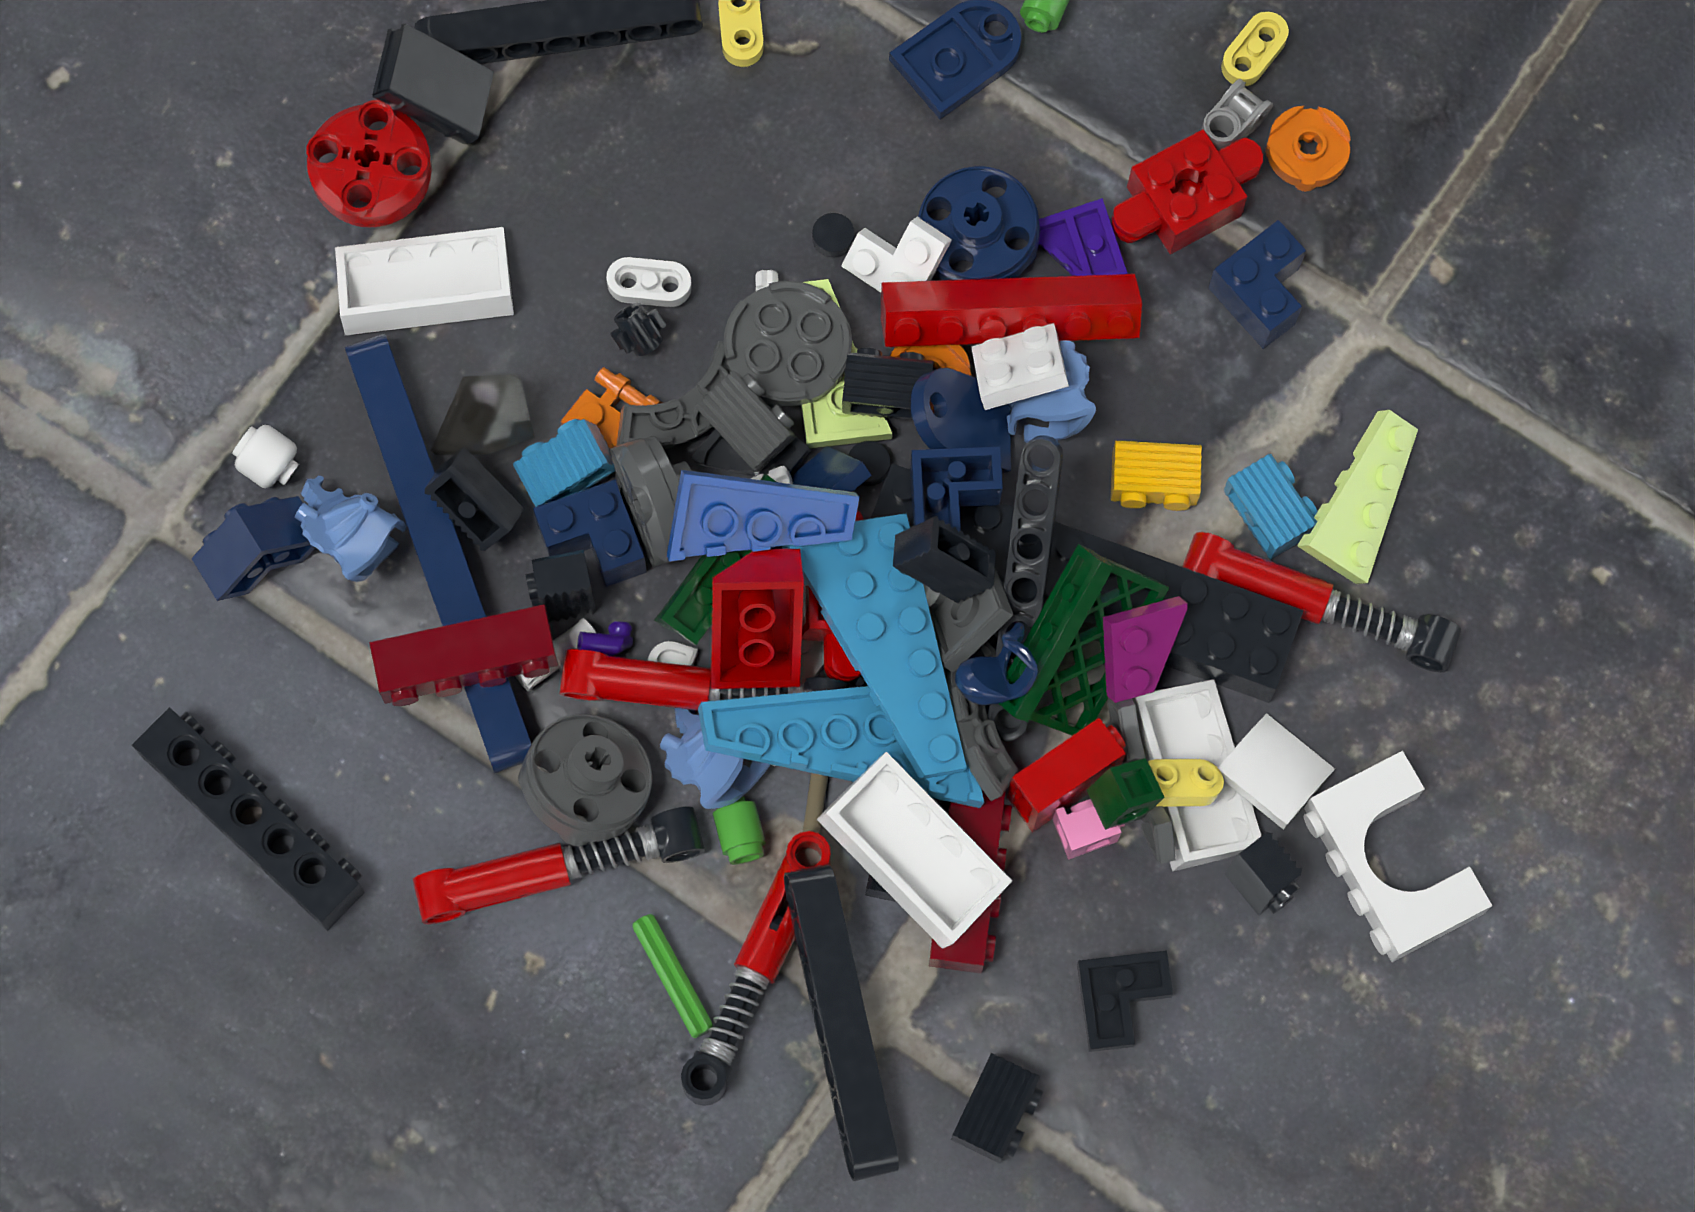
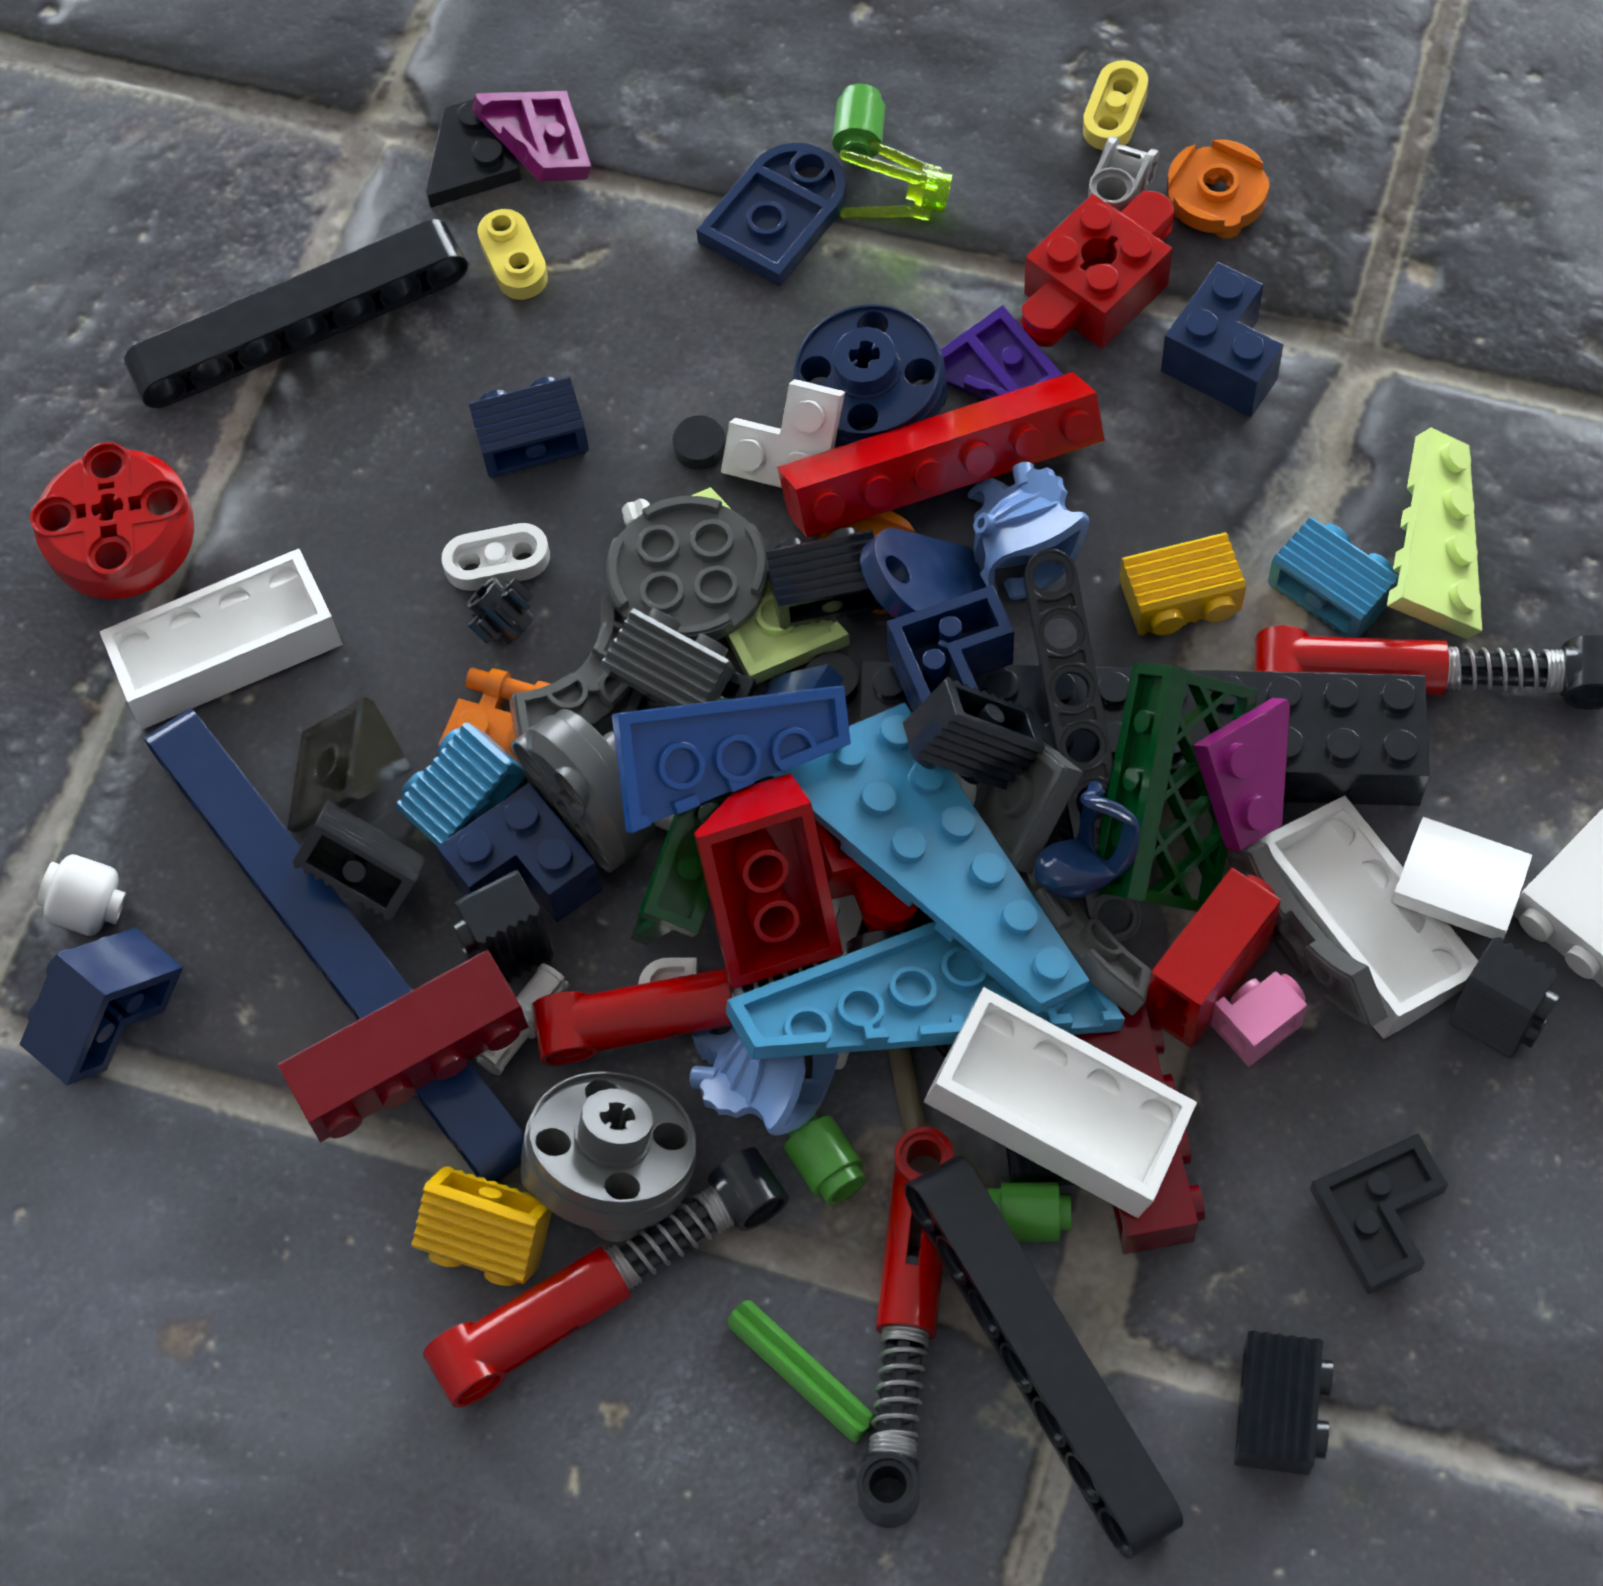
camera: 10 degrees left, 10 degrees down
(162, 748) = (312, 1420): black brick -> none
(348, 528) = (212, 947): medium blue helmet -> none
(433, 84) = (164, 409): black piece -> none
(480, 801) = (481, 1226): none -> yellow brick
(611, 644) = (590, 978): dark purple arm -> none
(706, 180) = (529, 425): none -> dark blue brick
(871, 916) = (1033, 1210): none -> bright green brick
(1019, 366) = (978, 502): white plate -> none
(1079, 75) = (927, 184): none -> clear neon green plant
(1125, 793) = (1298, 949): dark green brick -> none
(1184, 781) = (1356, 921): light yellow plate -> none

